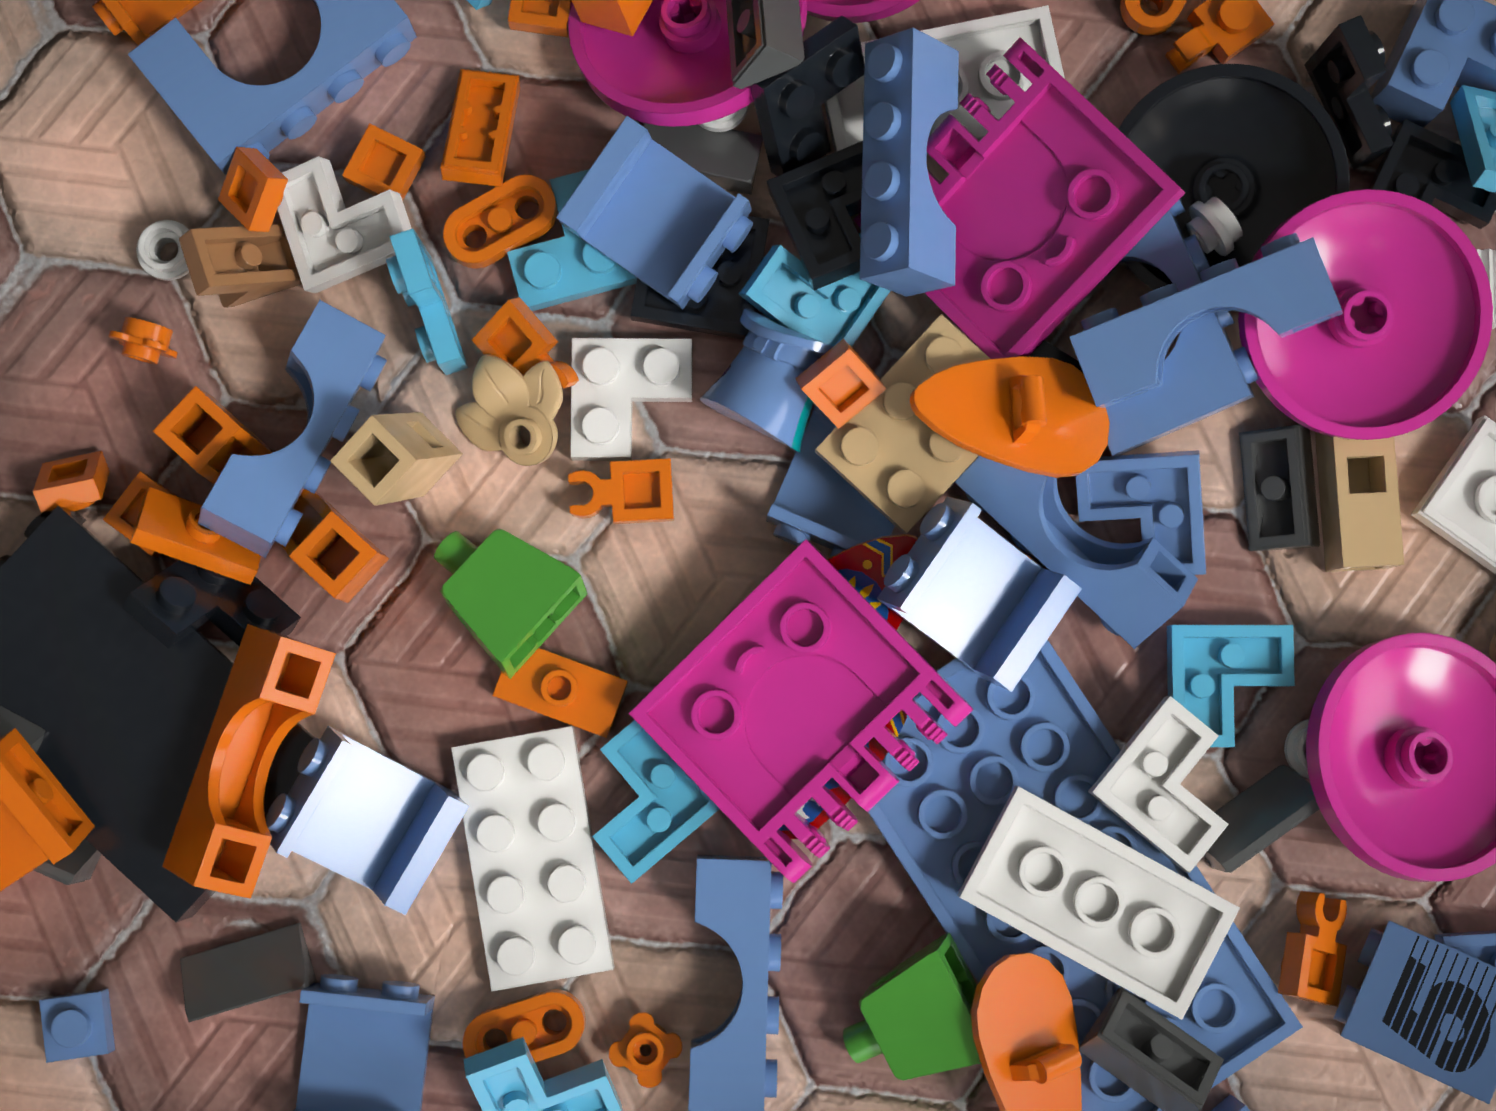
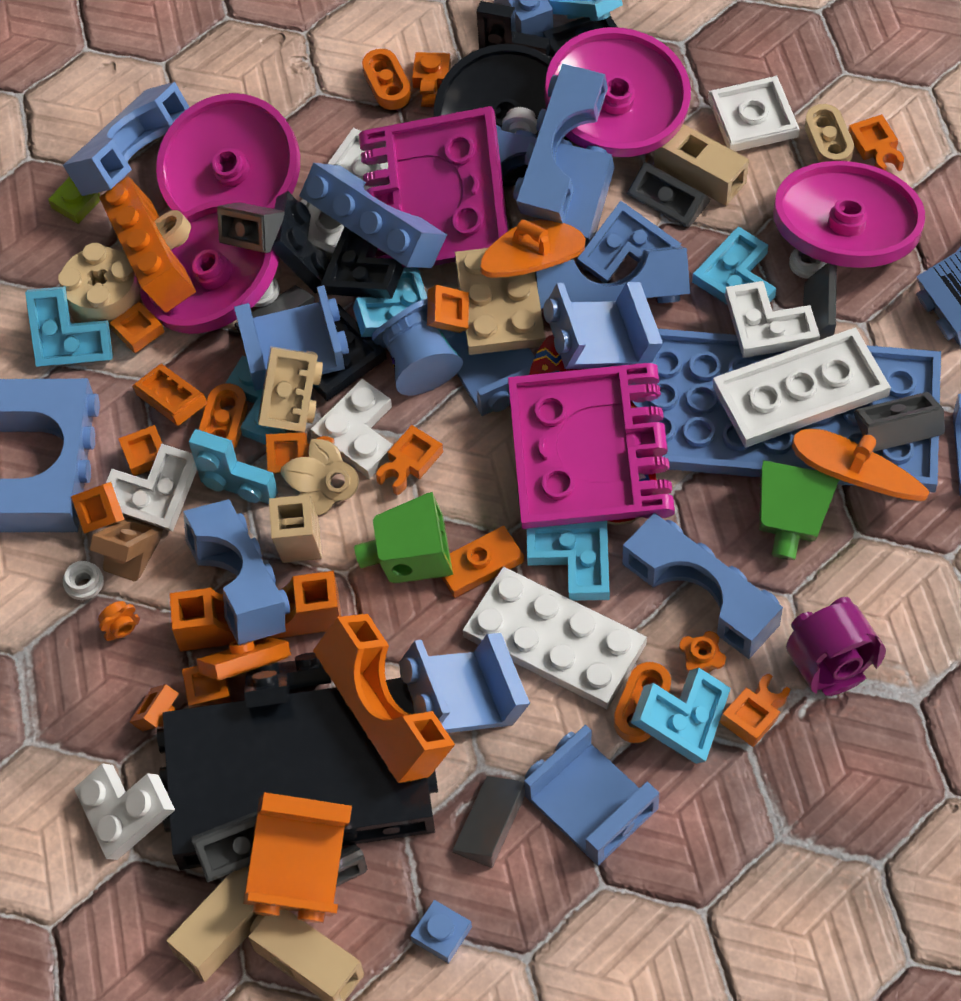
camera: 40 degrees left, 25 degrees down
(581, 278) = (288, 389): none -> tan bracket
(1312, 958) = (910, 327): orange plate -> none

